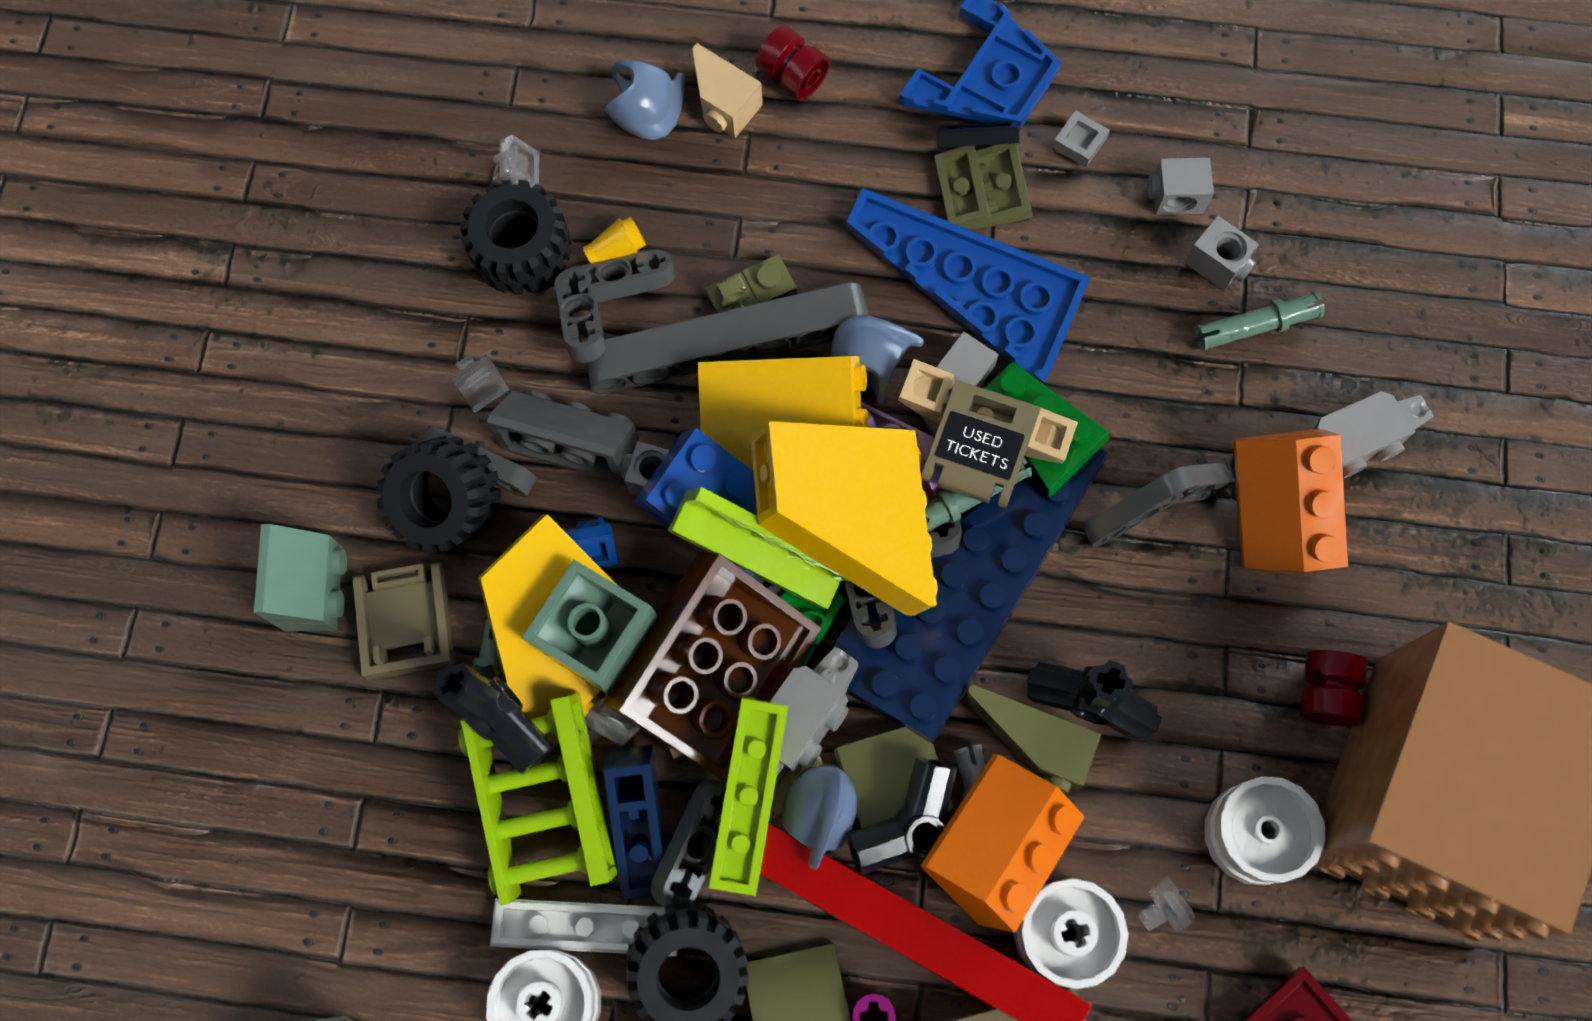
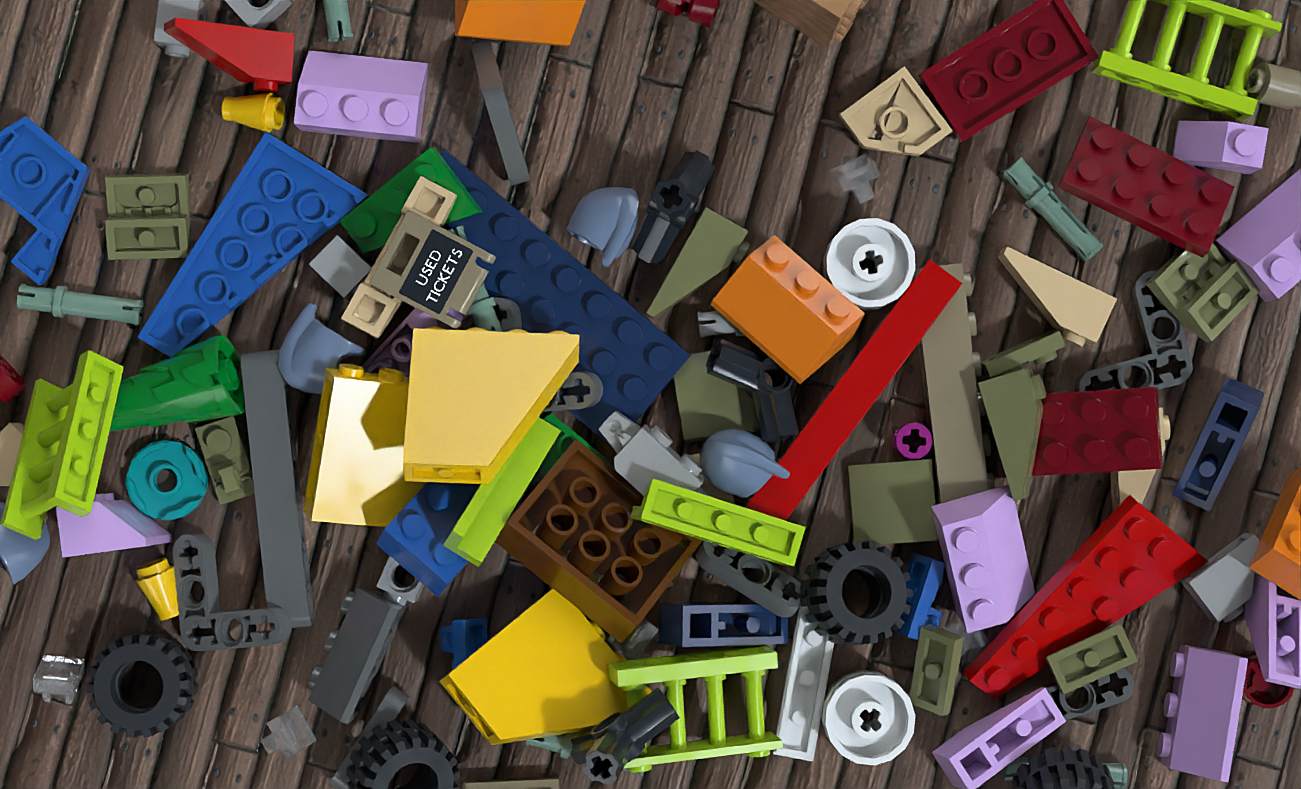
camera: 85 degrees left, 15 degrees up
(591, 627) = (557, 645): sand green slope -> none
(669, 171) = (108, 528): none -> lavender slope
(728, 259) = (191, 480): none -> teal tile
(743, 118) = (63, 446): none -> lime fence
(817, 234) = (189, 387): none -> green cone
(885, 120) = (65, 302): none -> sand green pin
(978, 134) = (95, 212): black tile -> none
(1064, 627) = (606, 220): none -> sand blue piece
(1080, 138) = (112, 112): light grey plate -> none
(1109, 269) = (256, 111): none -> yellow cone
(1143, 365) = (361, 96): none -> lavender slope
(1168, 244) = (242, 52): none -> red slope
(1245, 946) = (896, 118): none -> tan plate
(1268, 806) = (812, 59): white wheel -> none

